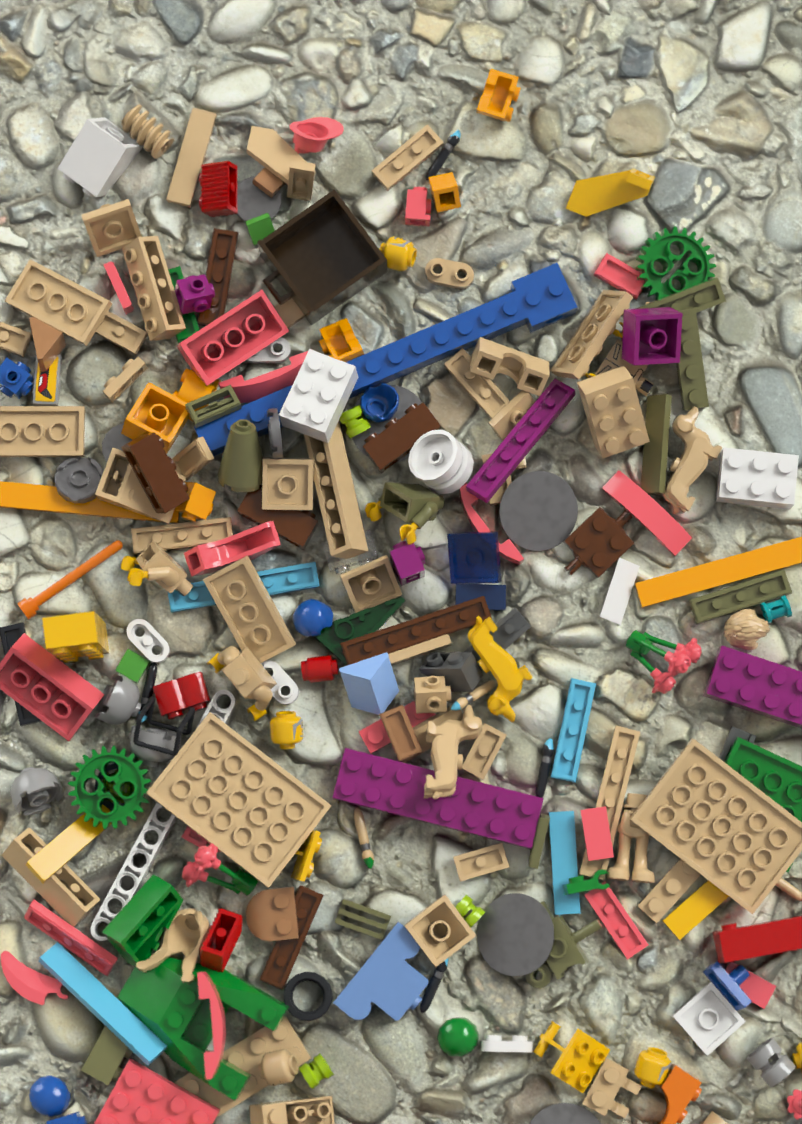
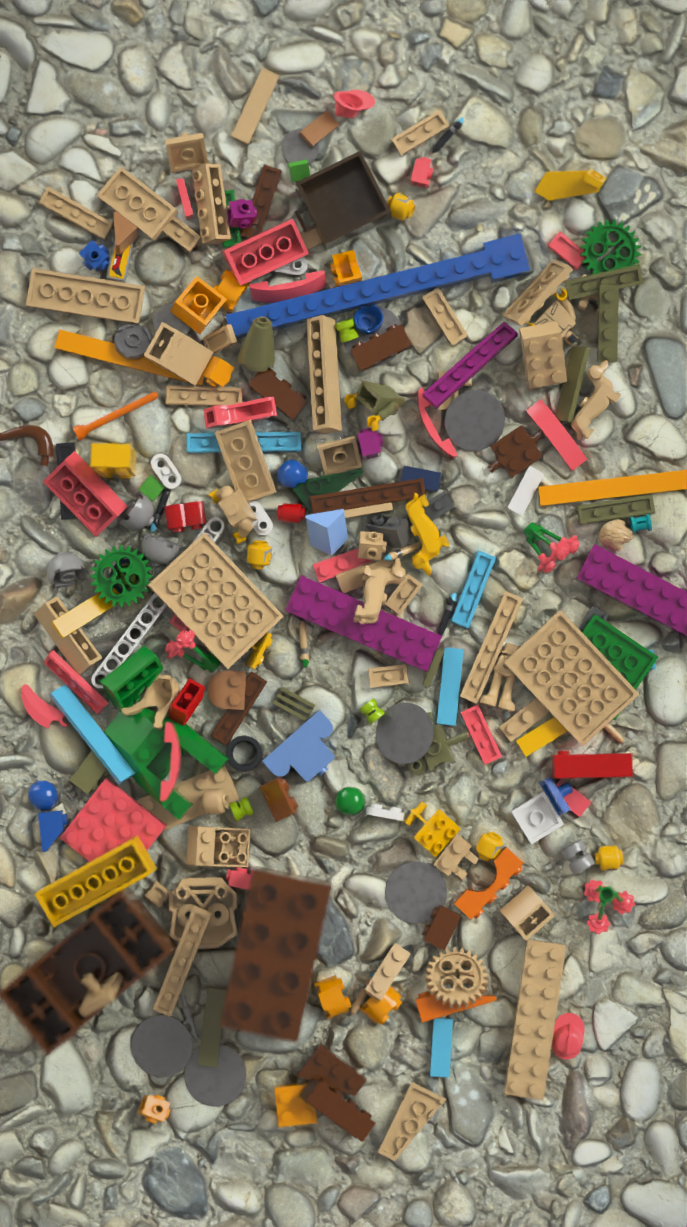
camera: 10 degrees right, 5 degrees up
(99, 156) = (185, 95): white slope -> none
(117, 385) = (184, 265): tan plate -> none
(146, 132) = (223, 81): tan piece -> none
(149, 706) = (159, 522): black piece -> none
(156, 472) = (191, 346): reddish brown brick -> none
(157, 567) = (182, 418): tan torso -> none
(215, 409) = (242, 305): olive tile -> none
(218, 189) = (272, 134): red brick -> none
(275, 433) = (285, 330): flat silver tile -> none
(283, 161) = (324, 120): tan piece -> none
(287, 484) = (289, 370): tan tile -> none
(318, 396) = (323, 307): white brick -> none
(363, 1050) = (278, 799): none -> dark orange slope
(400, 732) = (343, 570): medium nougat tile -> none
(433, 986) = (338, 760): black piece -> none
(440, 461) = (407, 371): white wheel -> none
(440, 930) = (349, 721): tan slope -> none
(444, 192) = (444, 165): light orange brick -> none
(448, 276) = (436, 229): tan plate -> none
(474, 557) = (420, 448): clear blue tile -> none
(493, 358) = (484, 313): tan arch -> none
(498, 95) = (497, 96): light orange cylinder -> none
(511, 414) = (466, 343): tan plate -> none
(578, 884) = (457, 704): green plate -> none
(596, 833) = (477, 668): coral tile -> none
(651, 336) = (581, 302): magenta brick -> none
(757, 478) = (643, 422): white brick -> none

